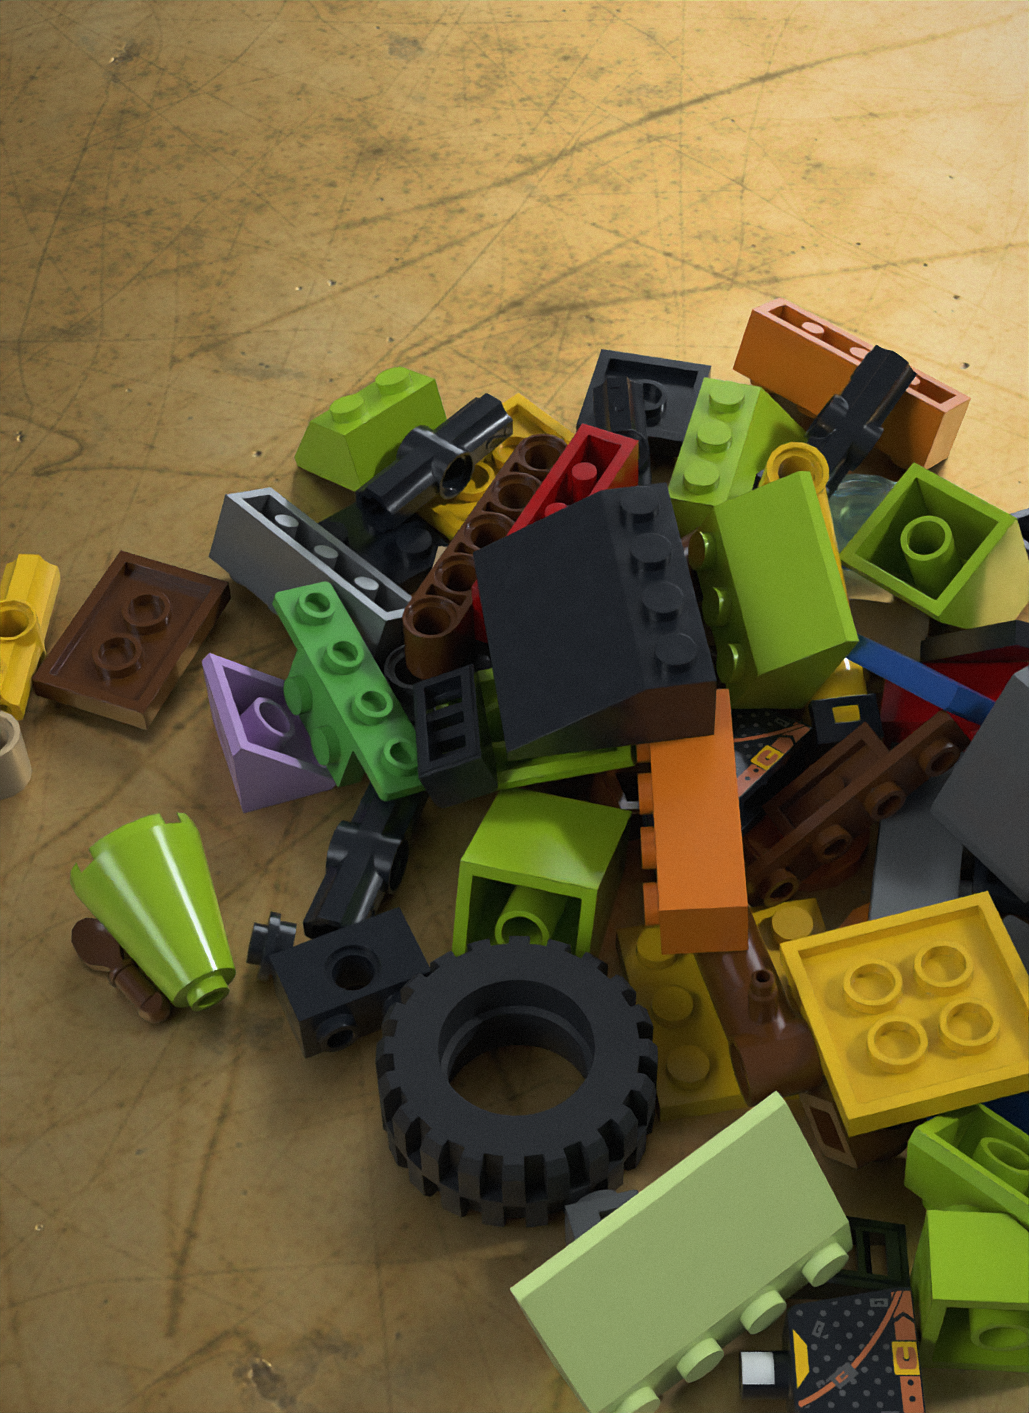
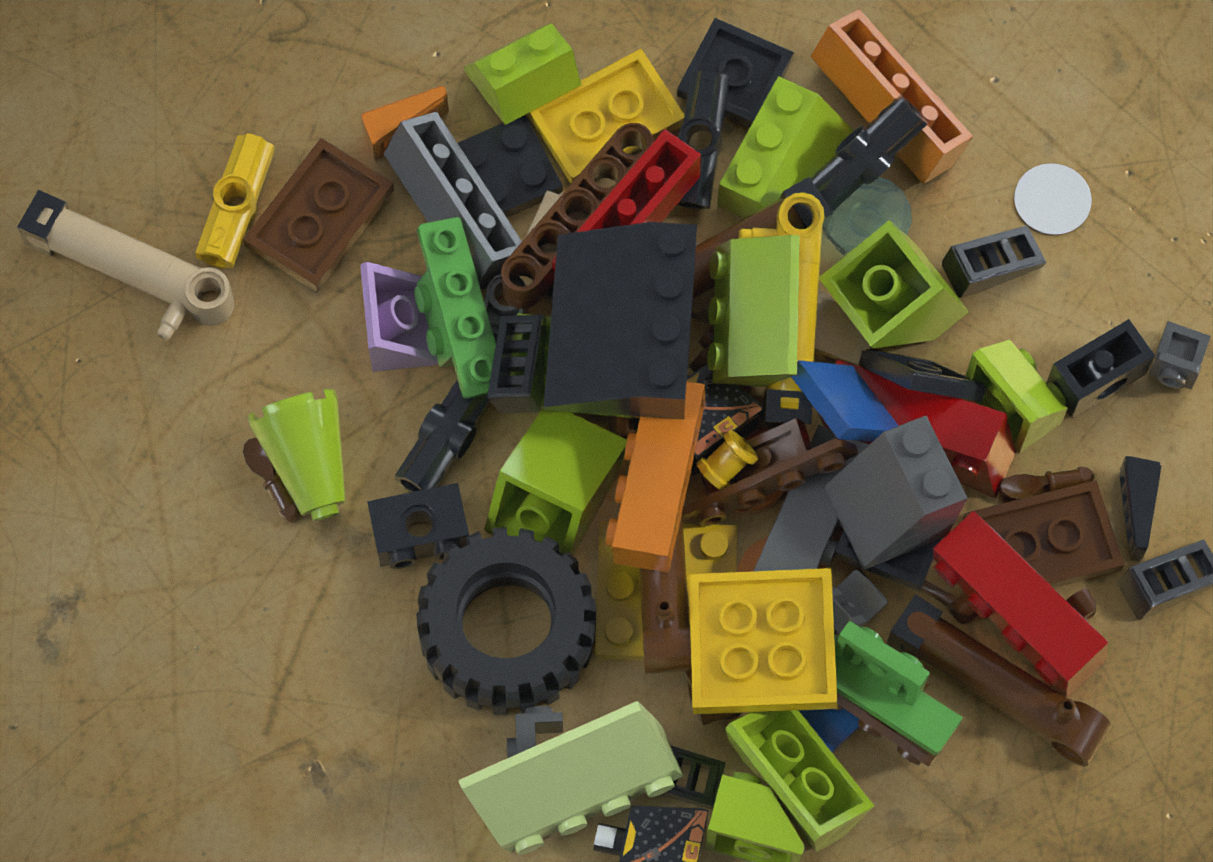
camera: 10 degrees right, 20 degrees up
(198, 518) = (383, 122): none -> orange slope
(269, 940) = (371, 485): black plate -> none
(434, 463) = (561, 113): black piece -> none
(783, 797) = (727, 460): none -> yellow bush

